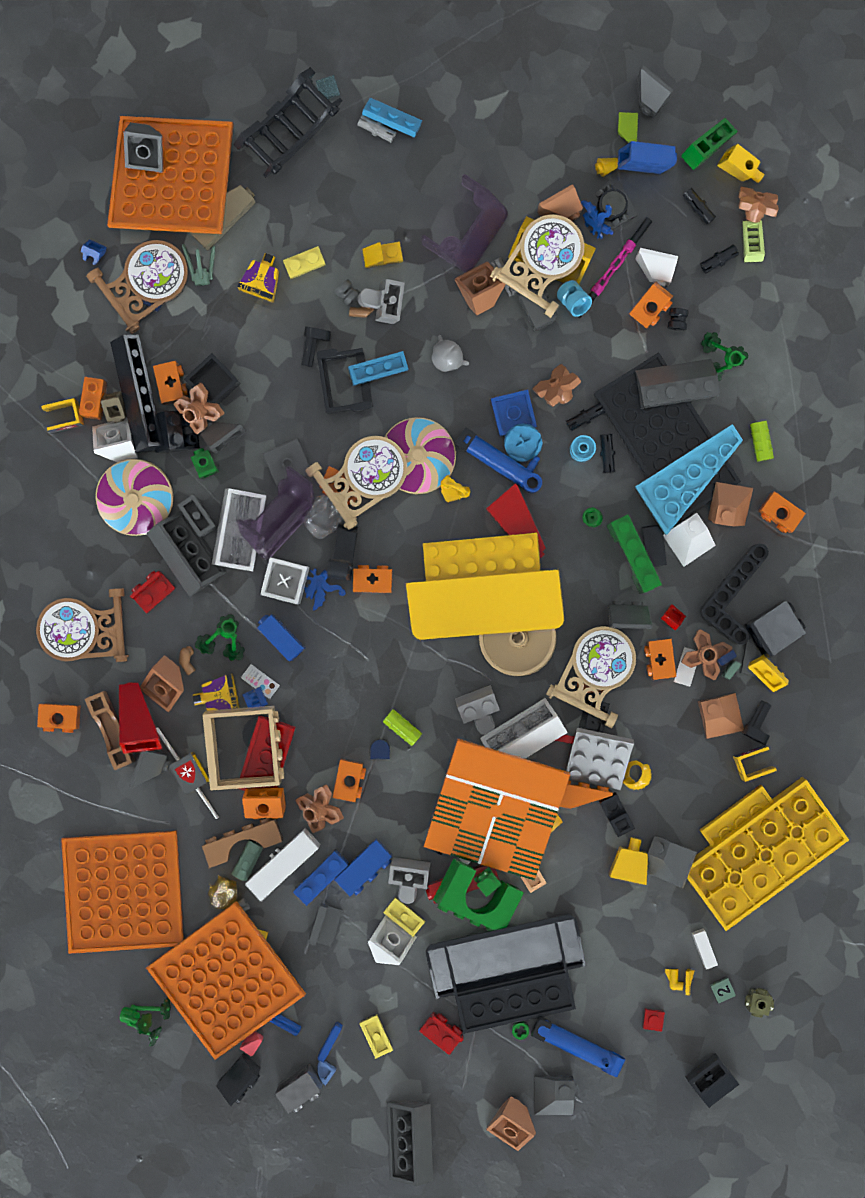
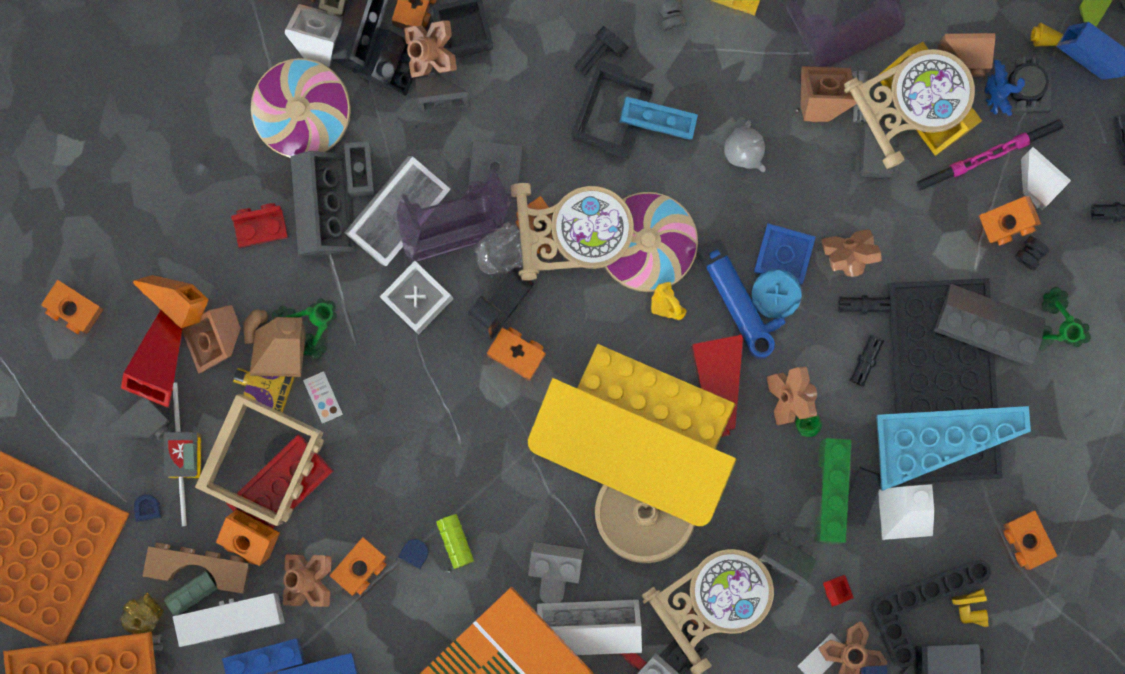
camera: 30 degrees right, 5 degrees down
(71, 629) = (144, 215): piece -> none
(106, 718) = (124, 341): medium nougat arch -> none
(124, 672) = (175, 298): none -> orange slope
(186, 820) = (147, 508): none -> dark blue tile
(195, 772) = (190, 456): none -> sand green tile
(209, 468) = (403, 123): green brick -> none
(213, 666) = (279, 348): none -> medium nougat slope
(255, 698) = (306, 412): blue tile -> none
(280, 637) = (375, 358): blue brick -> none
(319, 583) = (454, 324): blue piece -> none
(360, 312) = (679, 45): medium nougat arm -> none
(386, 300) = (709, 47): light grey brick -> none
(573, 504) = (794, 394): none -> nougat plant
(574, 298) = (926, 163): medium azure wheel -> none
(582, 448) = (841, 338): medium azure wheel -> none
(667, 667) = (799, 644): orange brick -> none
(730, 504) = (975, 497): nougat slope -> none
(762, 441) = (1052, 445): lime axle -> none
(766, 585) = (966, 616): none -> yellow piece

